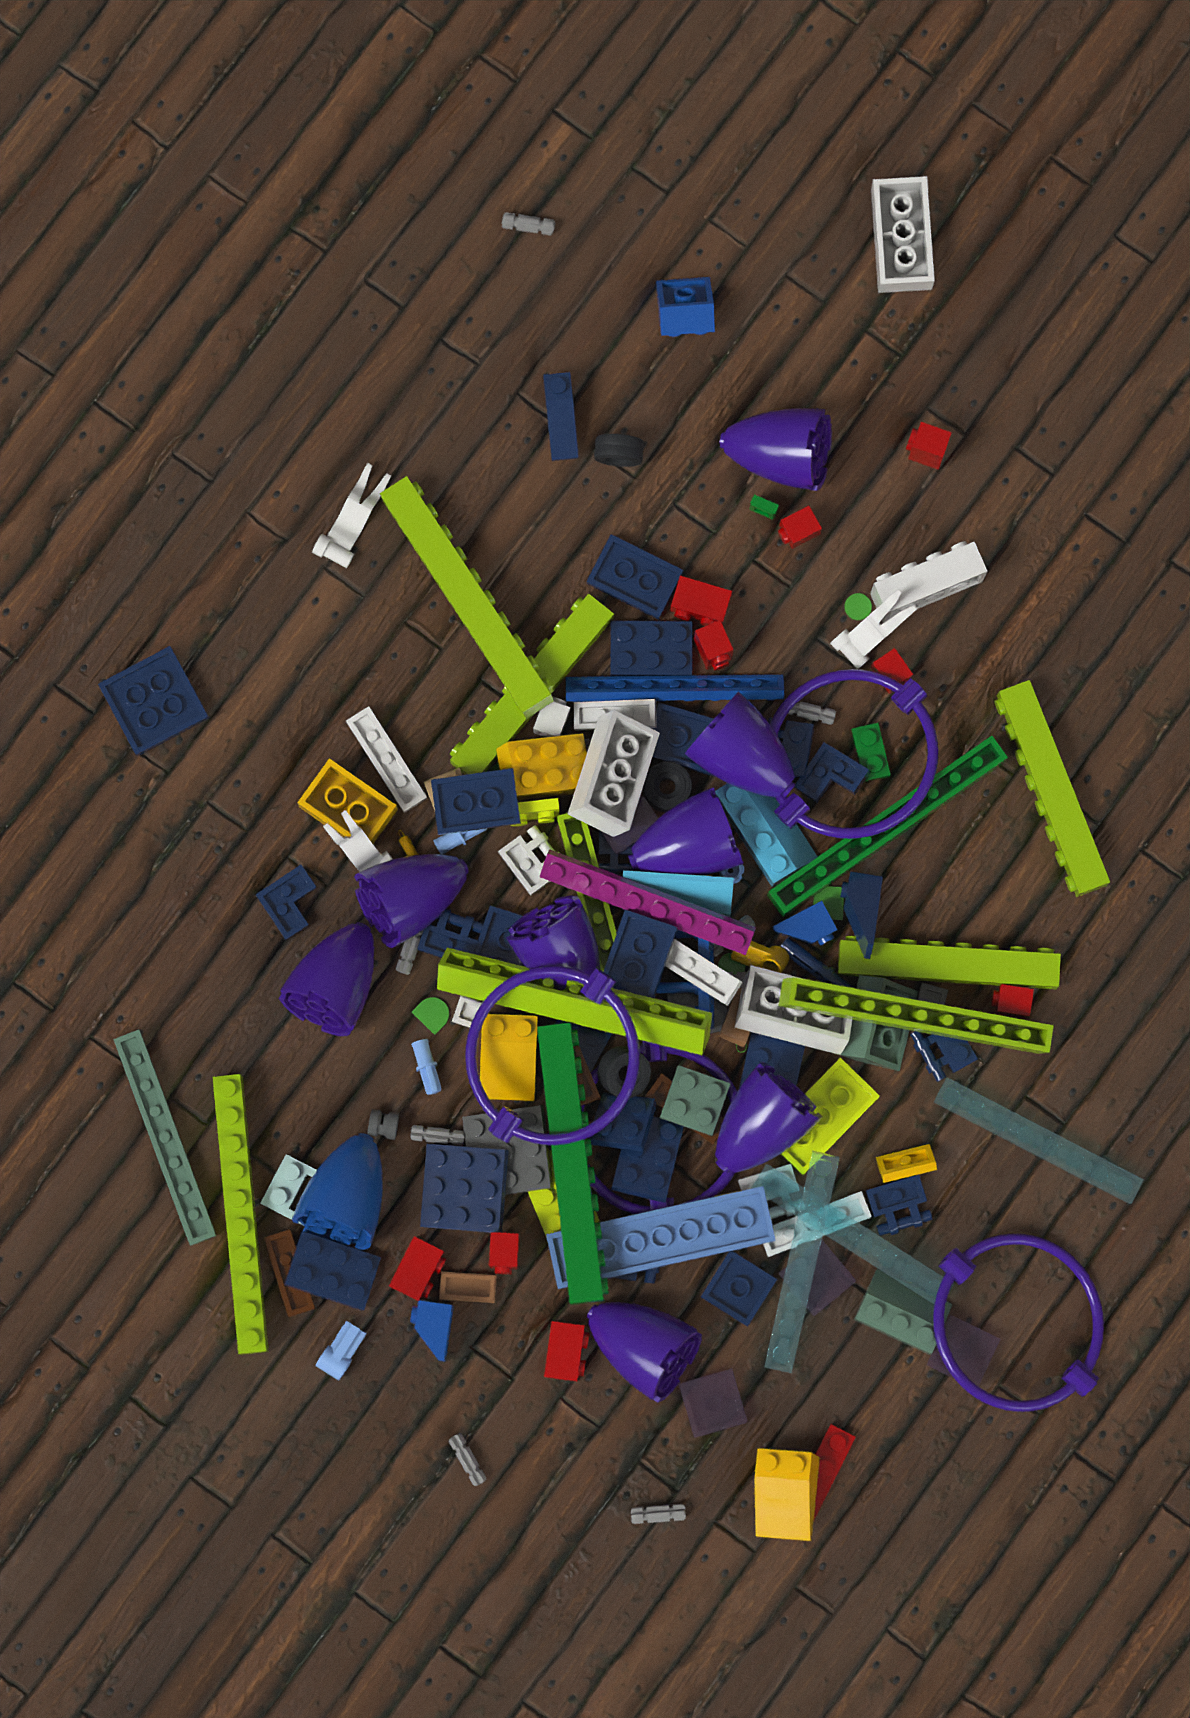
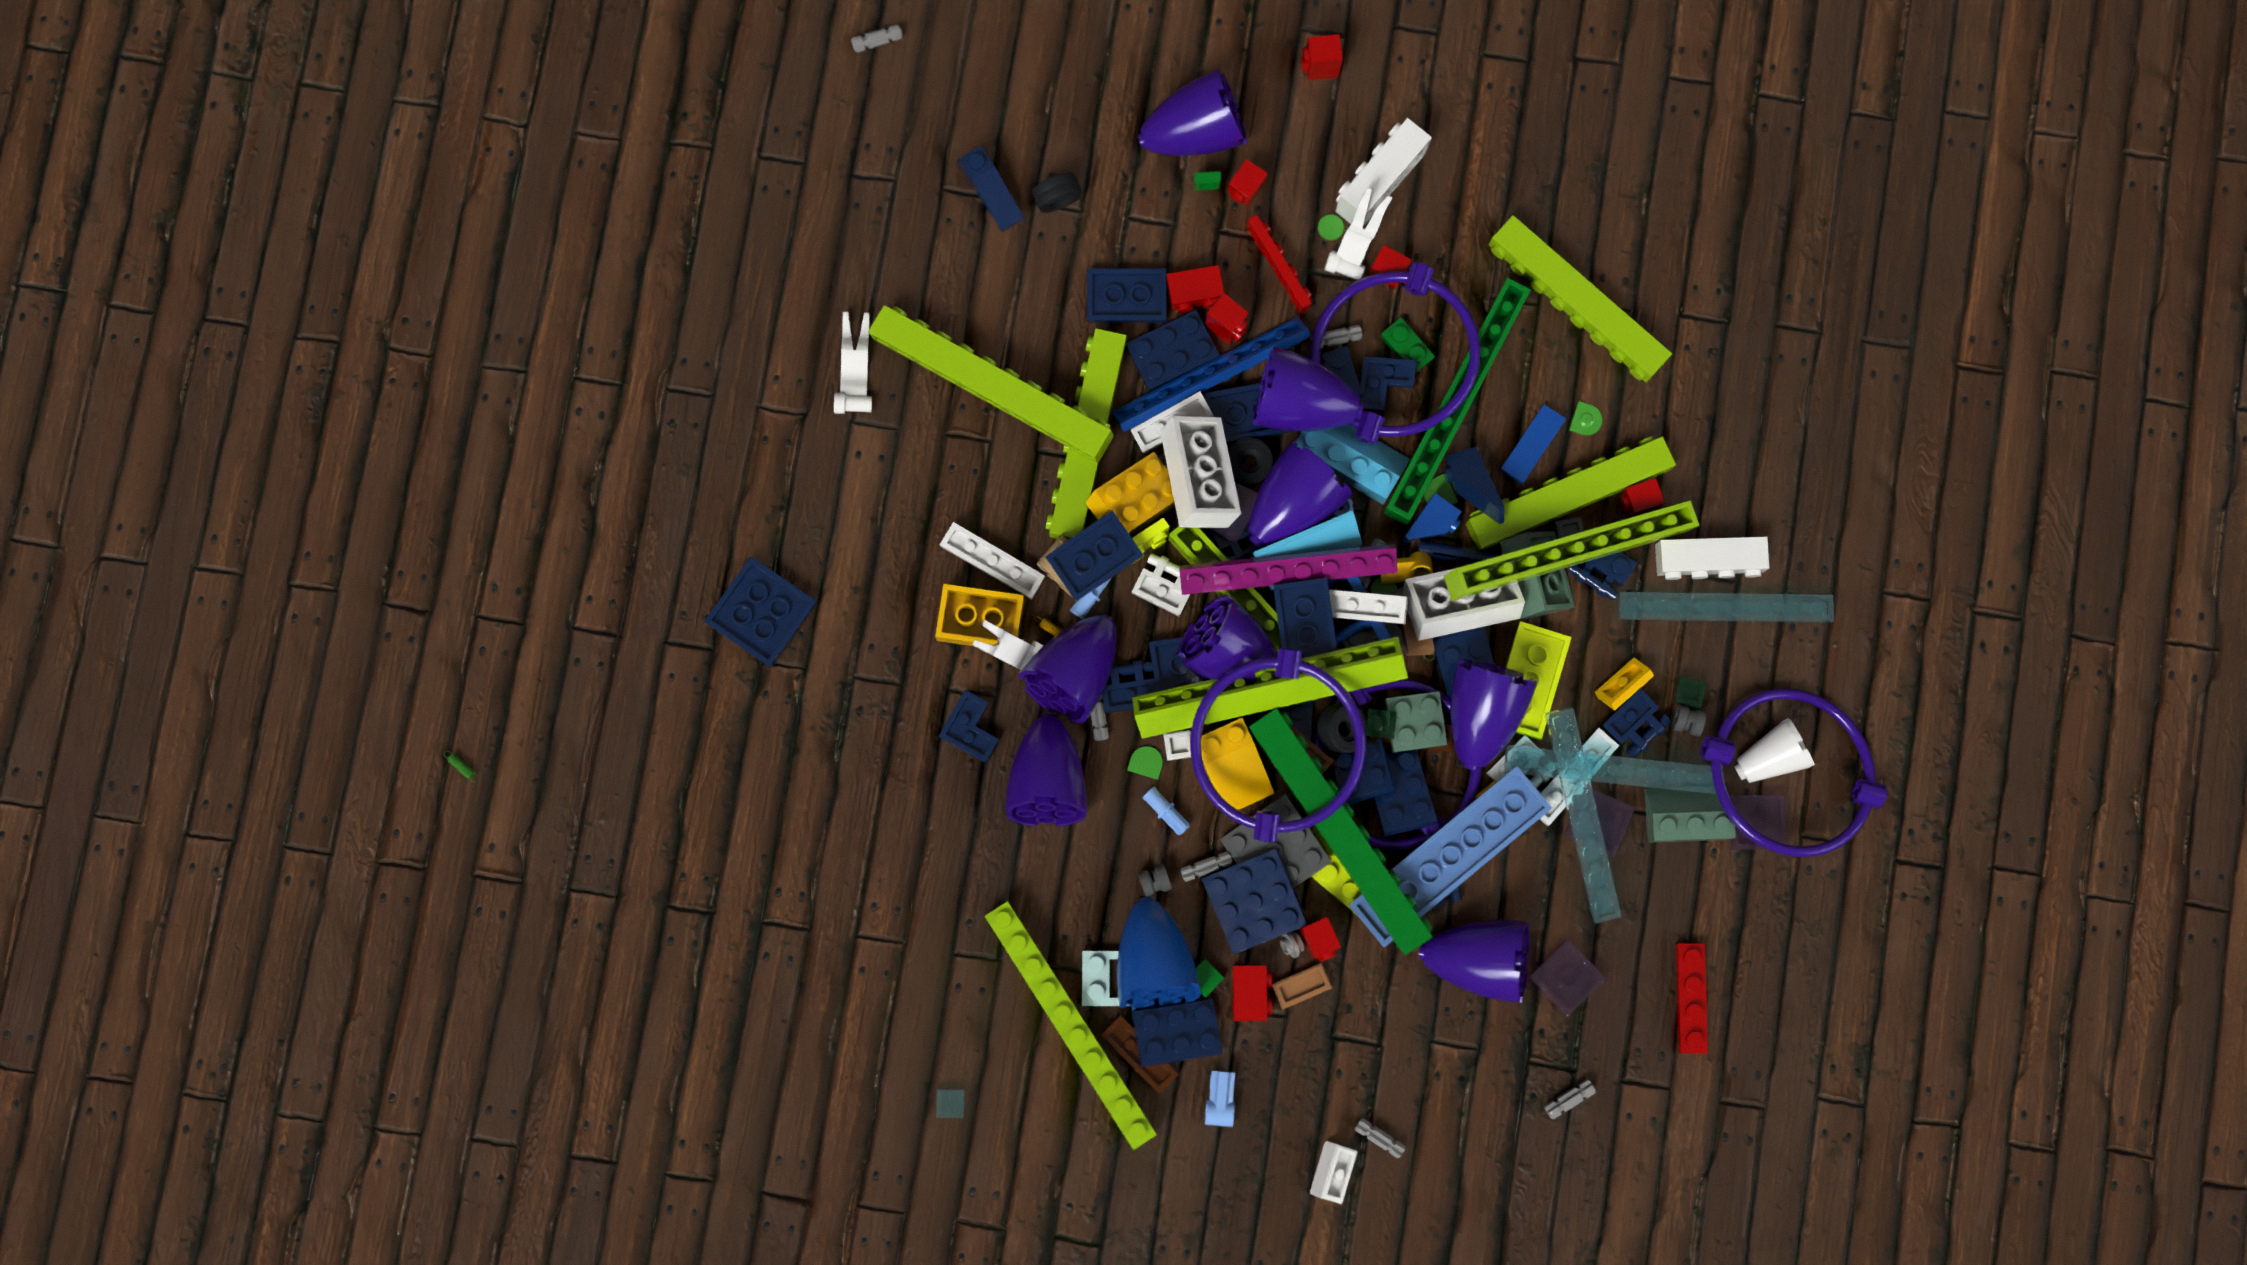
camera: 30 degrees left, 0 degrees up
(97, 1230) = (950, 1103): none -> clear light blue tile
(165, 1137) = (968, 991): sand green plate -> none
(386, 1236) = (1208, 977): none -> green tile
(409, 1469) = (1333, 1172): none -> white slope
(433, 1325) = (1292, 1035): blue slope -> none
(478, 1244) = (1292, 944): none -> light grey plate
(552, 719) = (1119, 453): white brick -> none
(564, 1351) = (1416, 999): red brick -> none
(661, 1085) = (1381, 723): none -> clear green plate
(685, 306) = (1050, 42): blue slope -> none
(738, 1288) = (1537, 866): dark blue plate -> none
(785, 1494) = (1673, 1025): yellow slope -> none
(792, 629) = (1274, 255): none -> red plate
(939, 901) = (1532, 444): none -> blue tile
(948, 1227) = (1689, 720): none -> dark grey wheel
(963, 1202) = (1689, 692): none -> clear green plate
(1002, 903) = (1586, 419): none -> bright green piece
(1010, 1297) = (1774, 754): none -> white cone
(1049, 1088) = (1712, 556): none -> white brick

